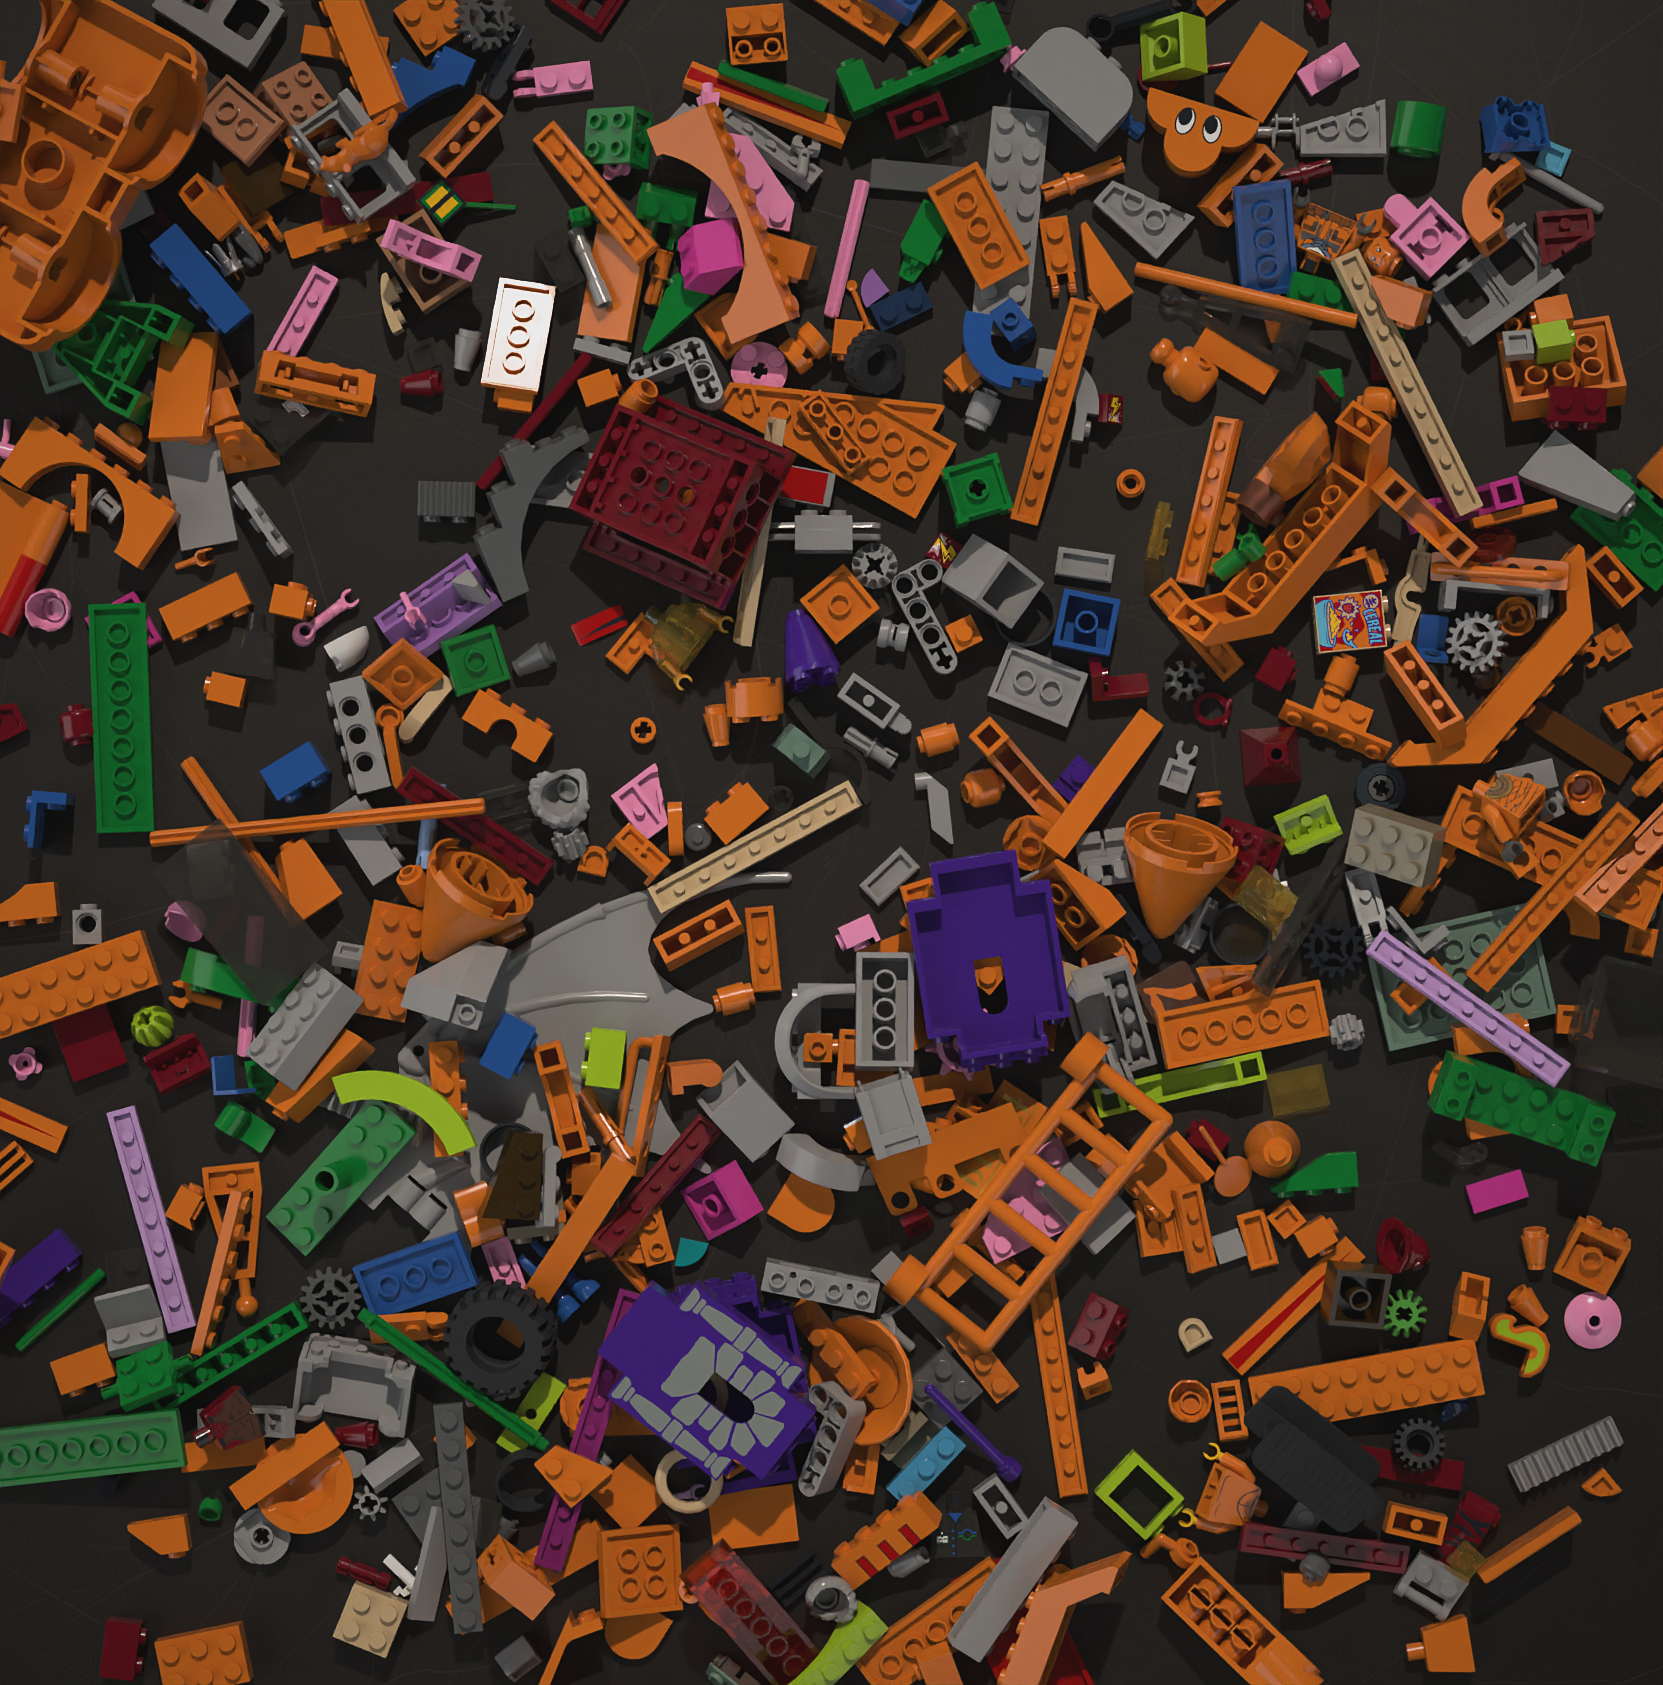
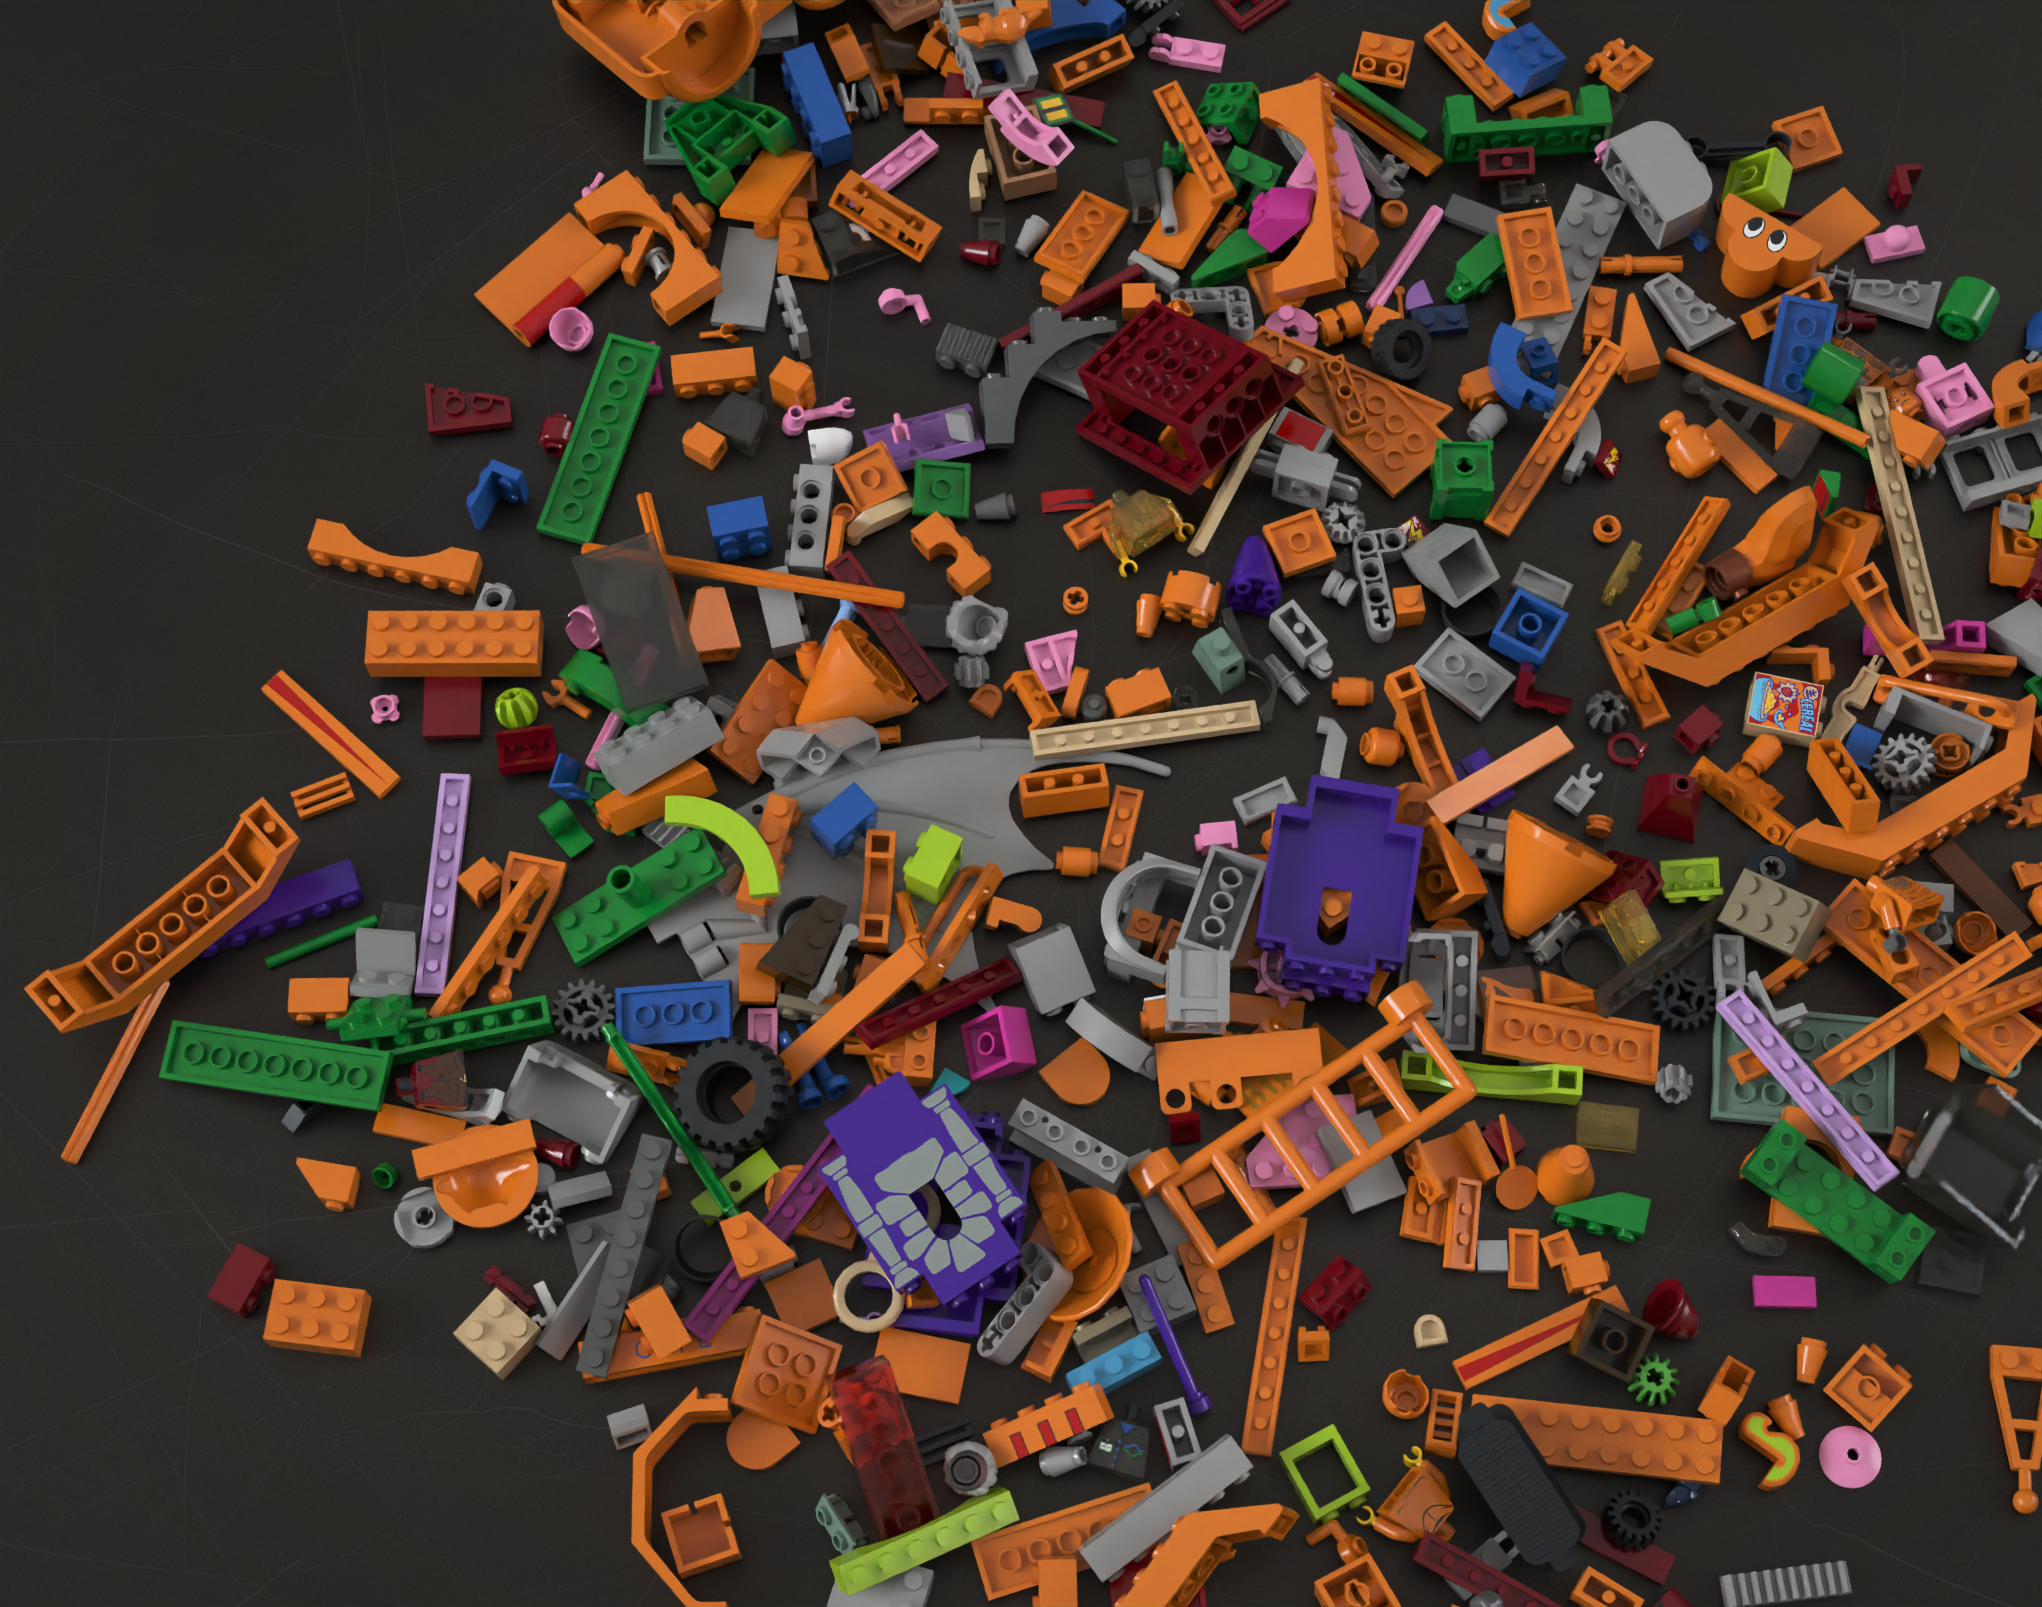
camera: 20 degrees right, 20 degrees down
(354, 468) = (895, 300): none -> bright pink plate
(819, 199) = (1393, 213): none -> orange tile
(1305, 258) = (1833, 373): none -> green piece

